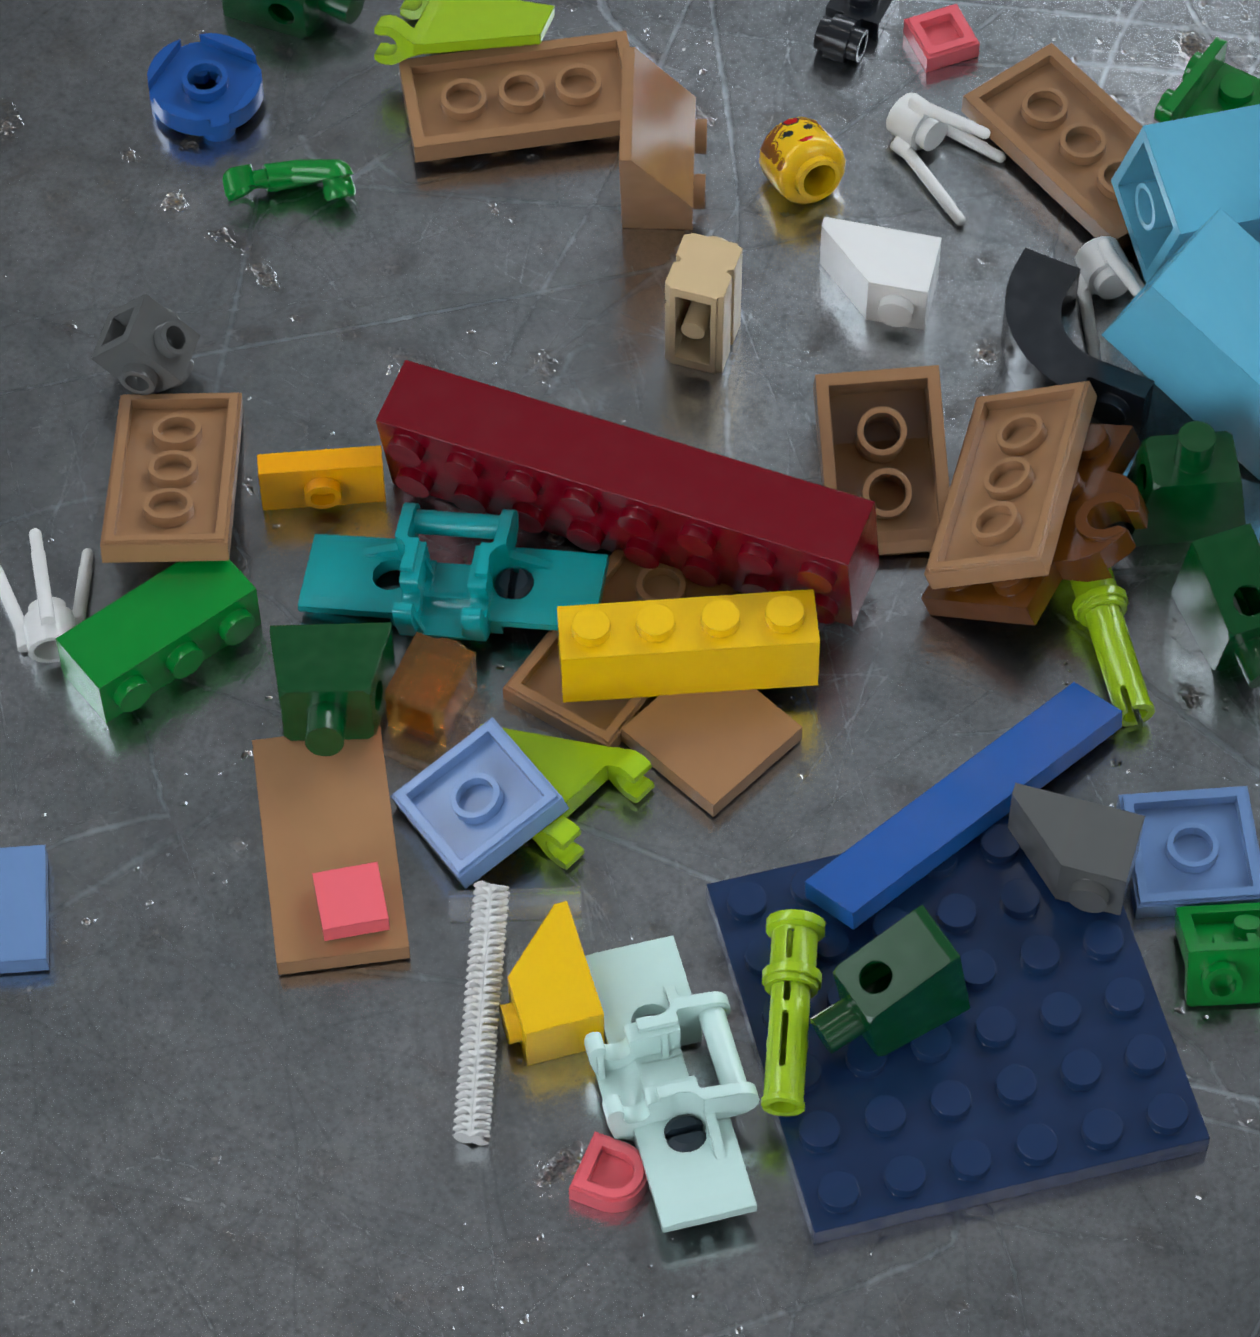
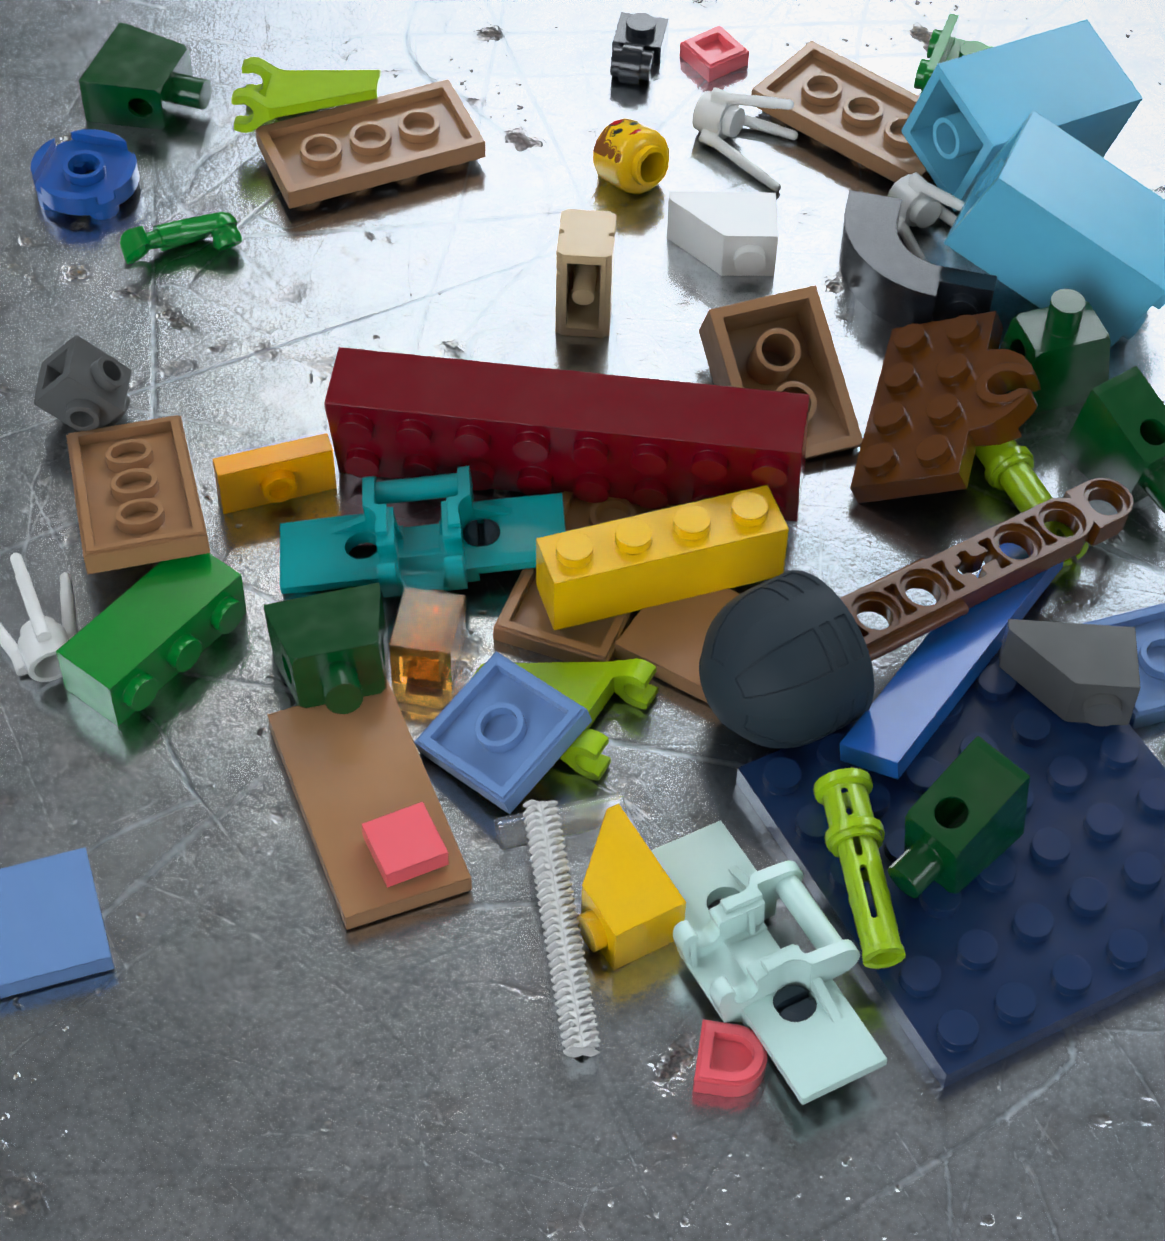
camera: 15 degrees left, 5 degrees down
(658, 148) = (508, 155): medium nougat slope -> none
(778, 788) = (797, 660): none -> piece
(1011, 486) = (906, 378): medium nougat tile -> none

